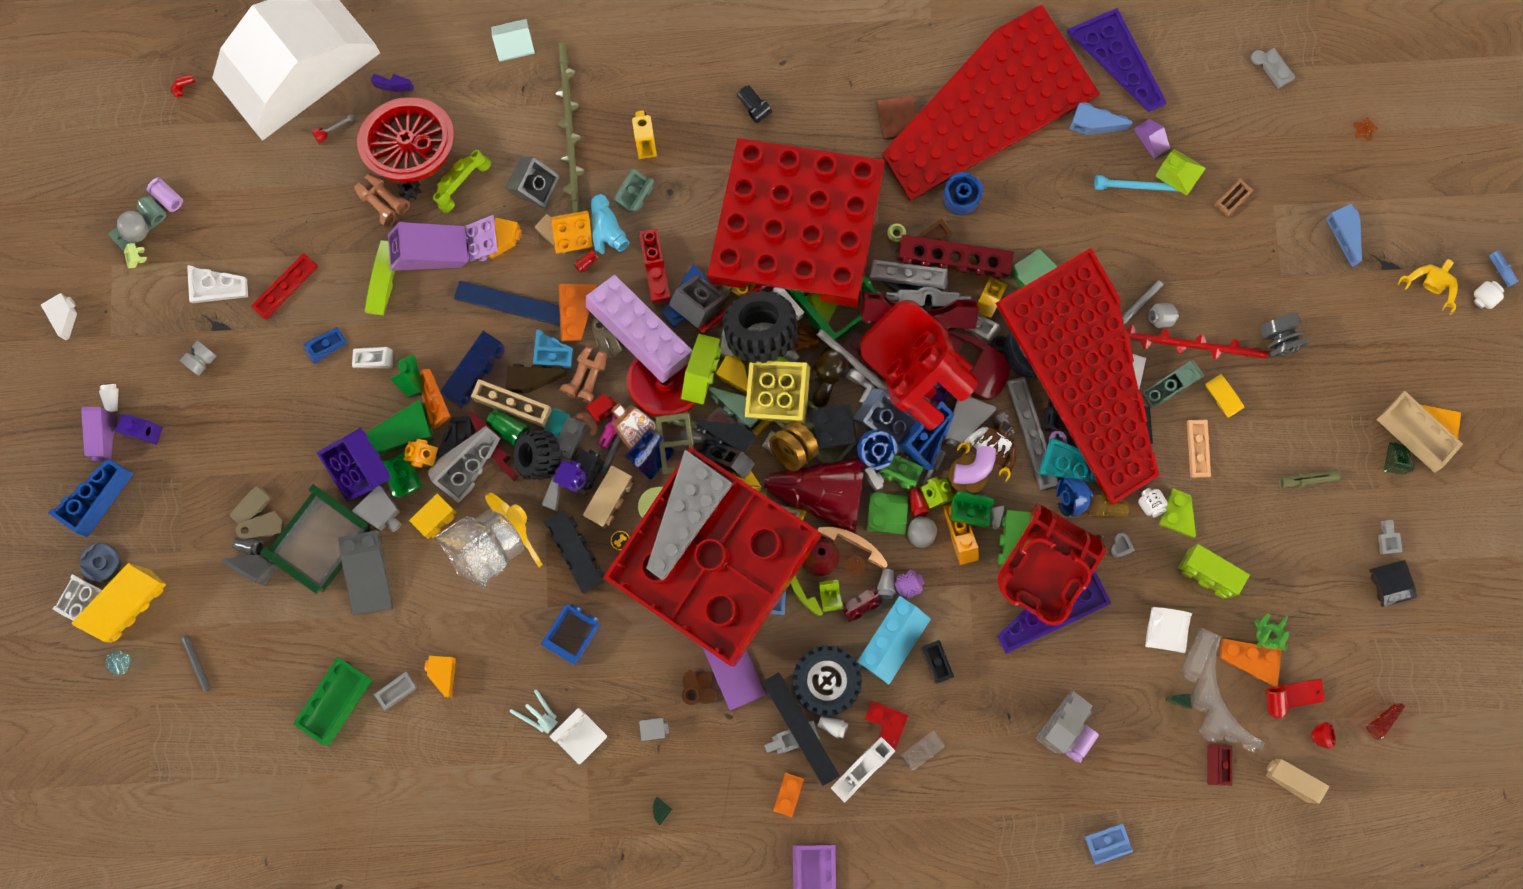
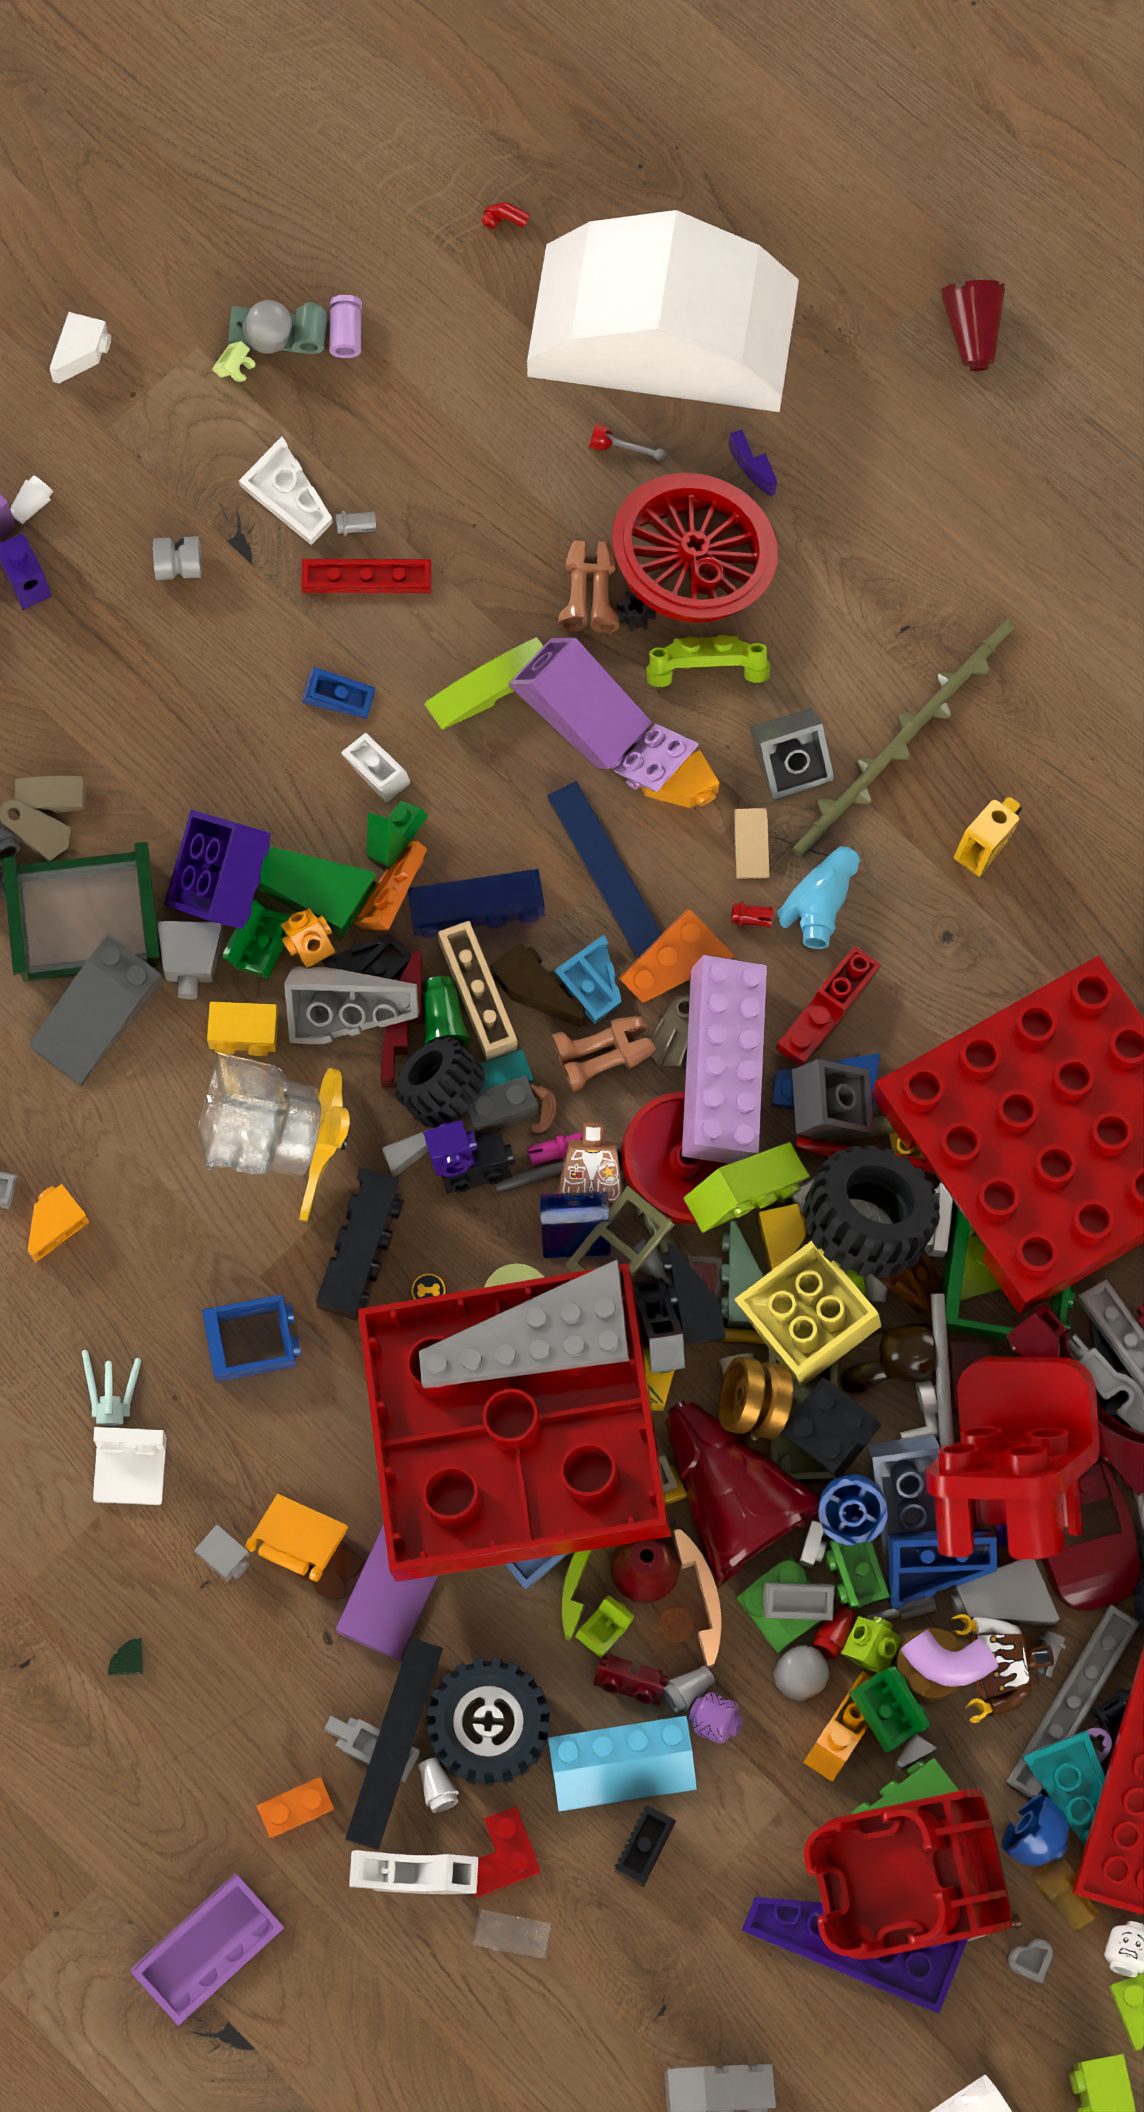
camera: 45 degrees right, 5 degrees down
(257, 268) = (355, 522): none -> light grey pin
(512, 40) = (955, 556): light aqua slope -> none
(571, 231) = (771, 861): light orange plate -> none
(601, 408) = (577, 1108): red brick -> none
(608, 497) = (470, 1224): tan brick -> none
(633, 191) = (902, 889): sand green bracket -> none
(675, 691) = (297, 1537): none -> light orange piece
(893, 506) = (798, 1601): none -> light grey tile

